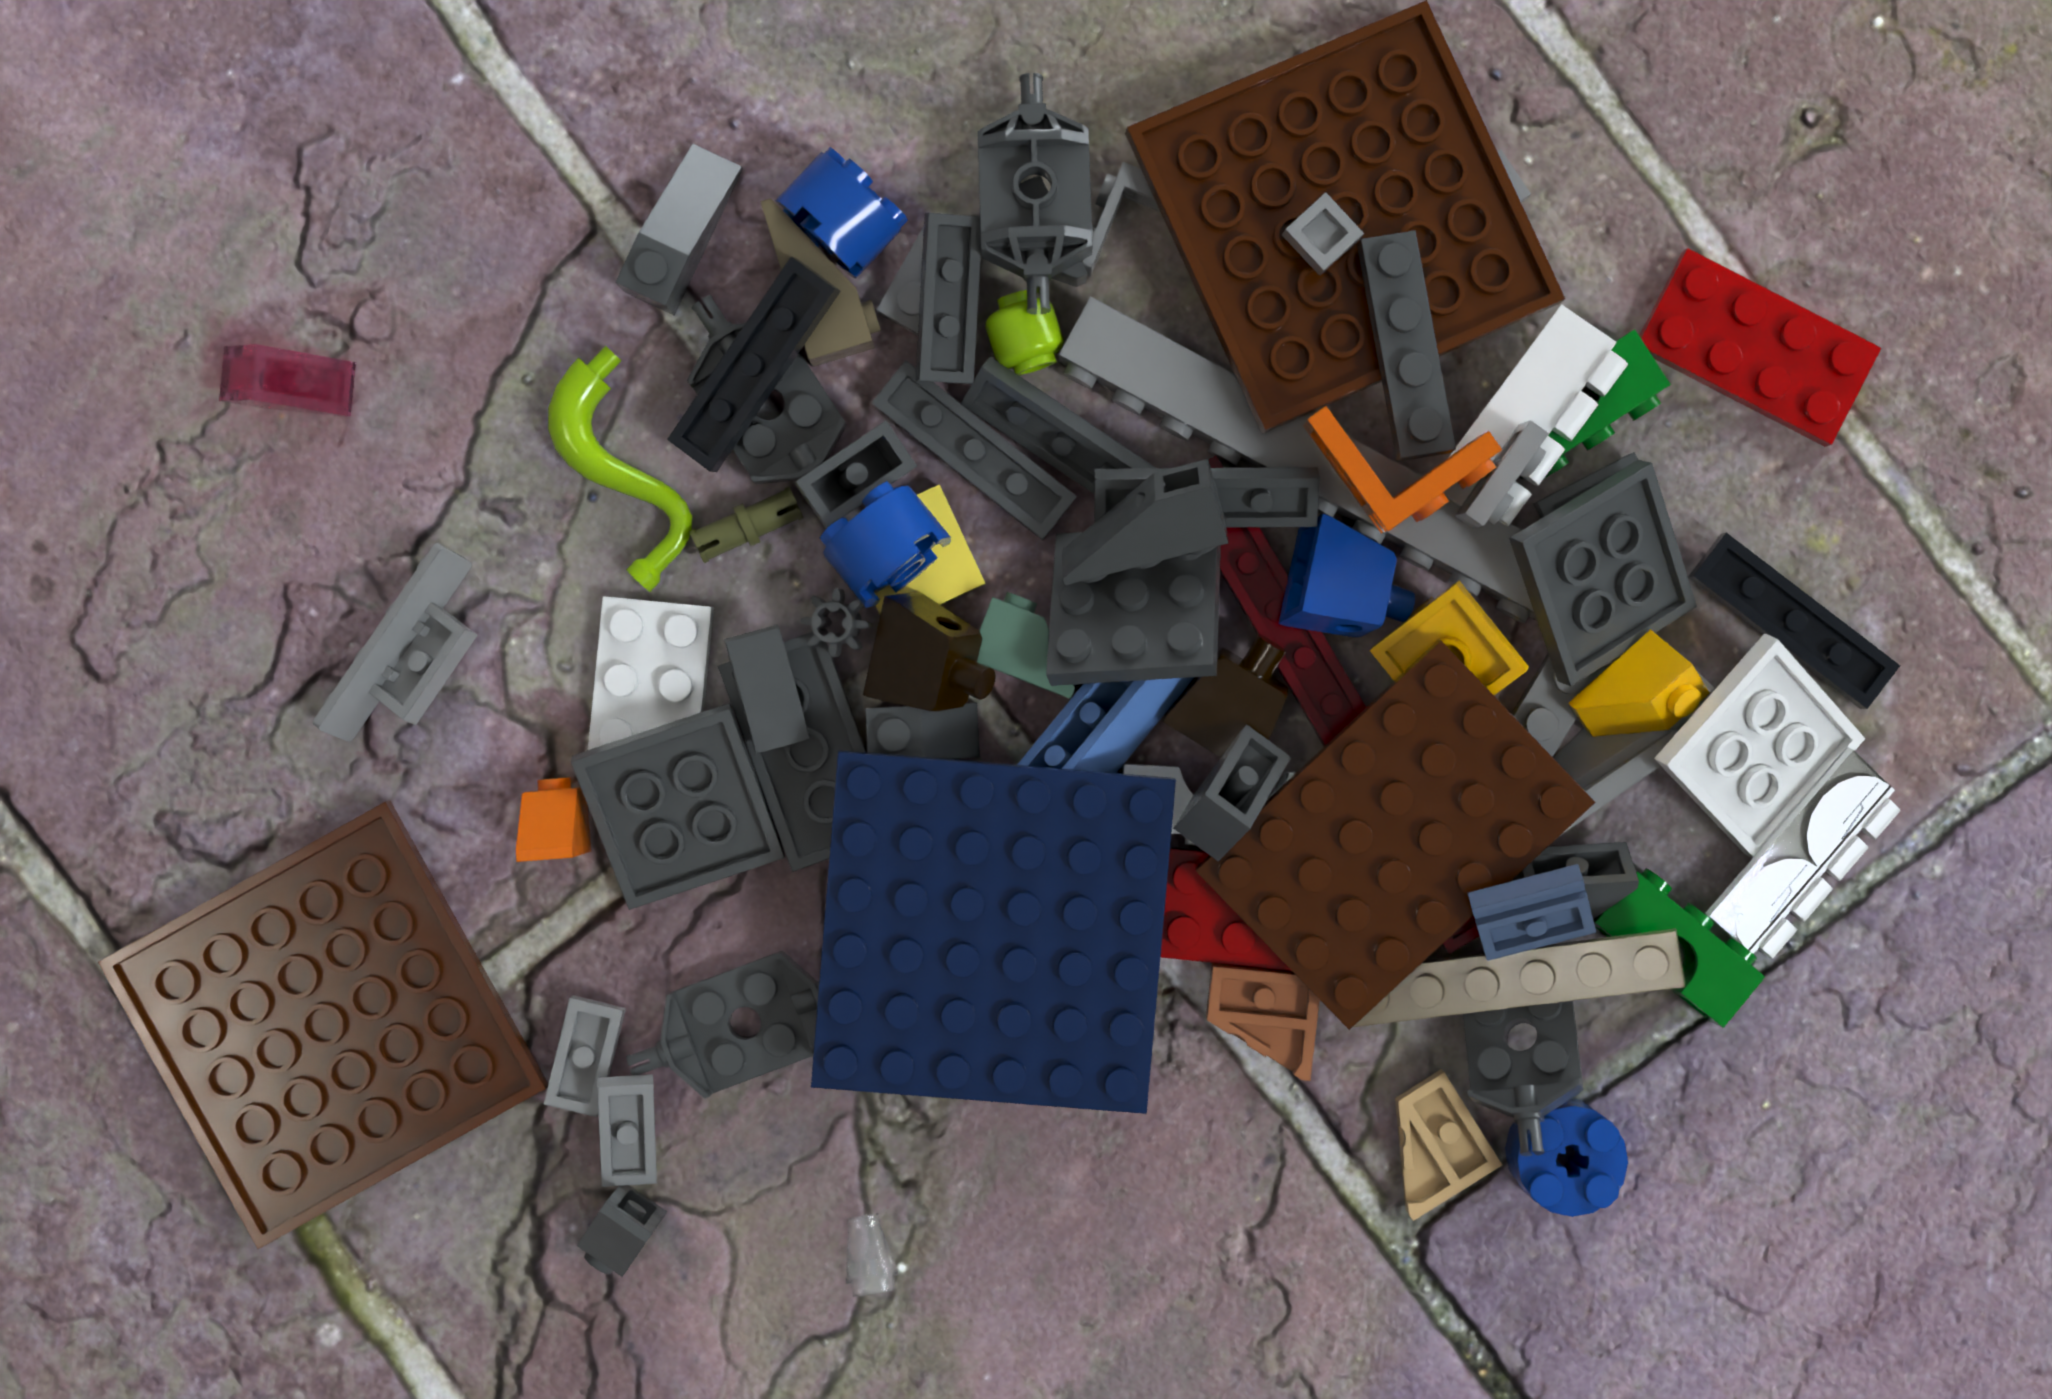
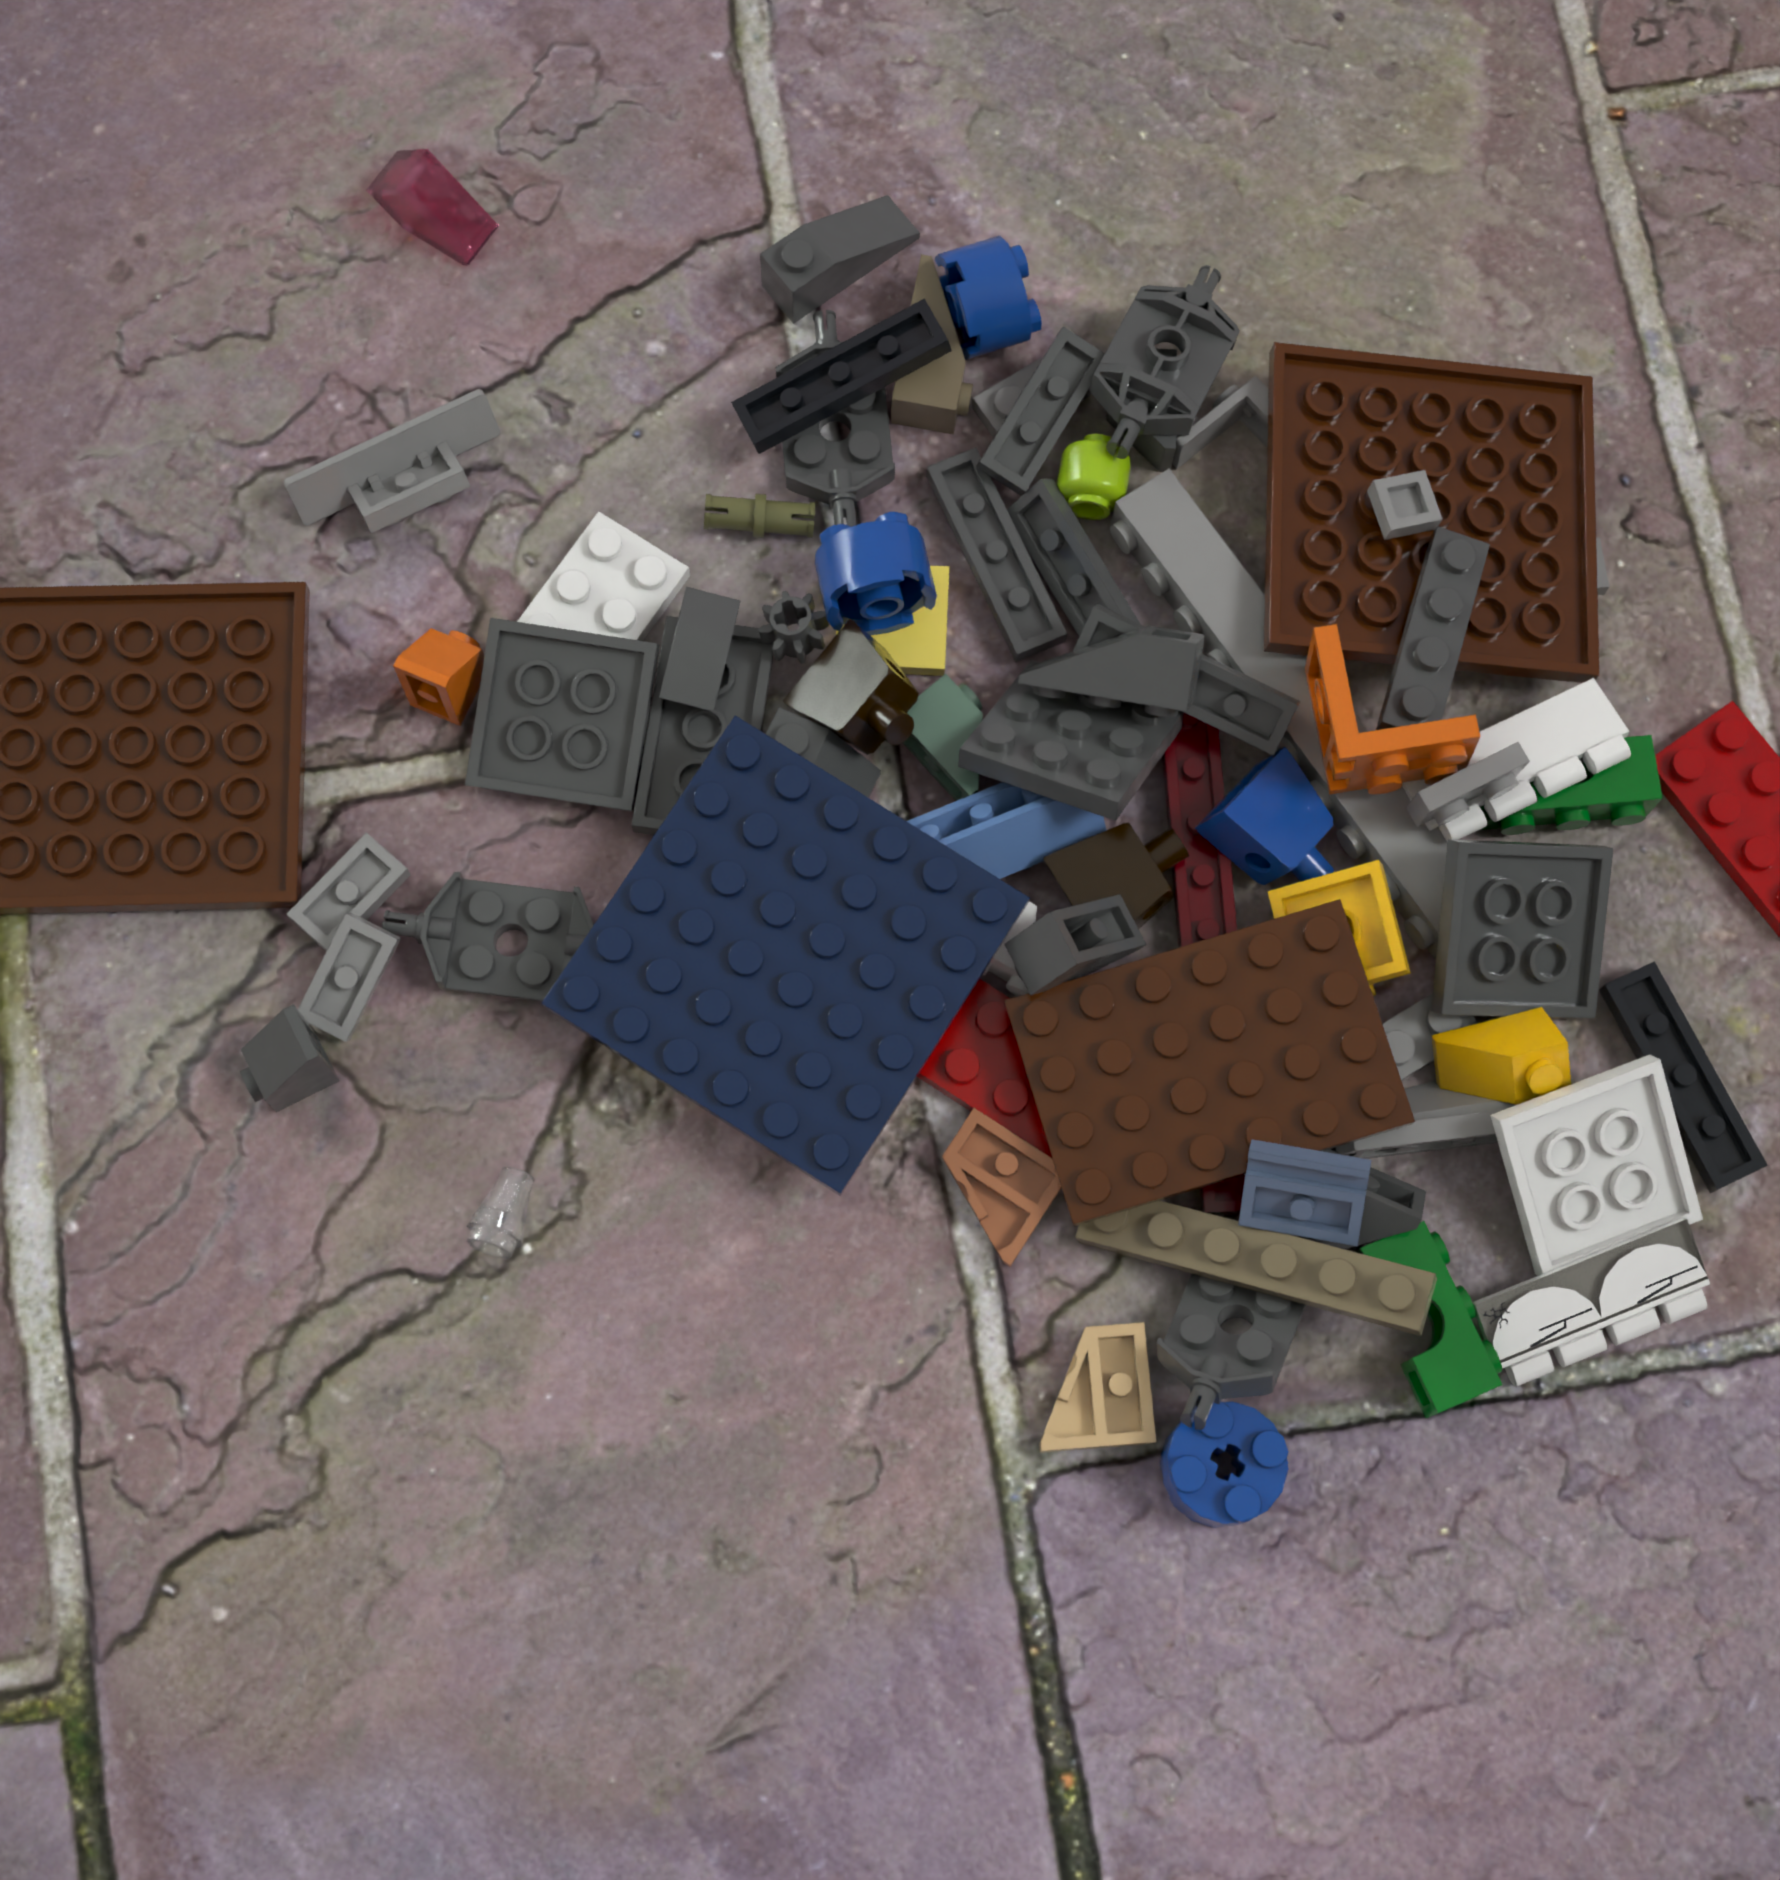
camera: 20 degrees right, 15 degrees down
(573, 439) = (649, 372): lime animal -> none
(852, 473) = (865, 498): dark grey slope -> none

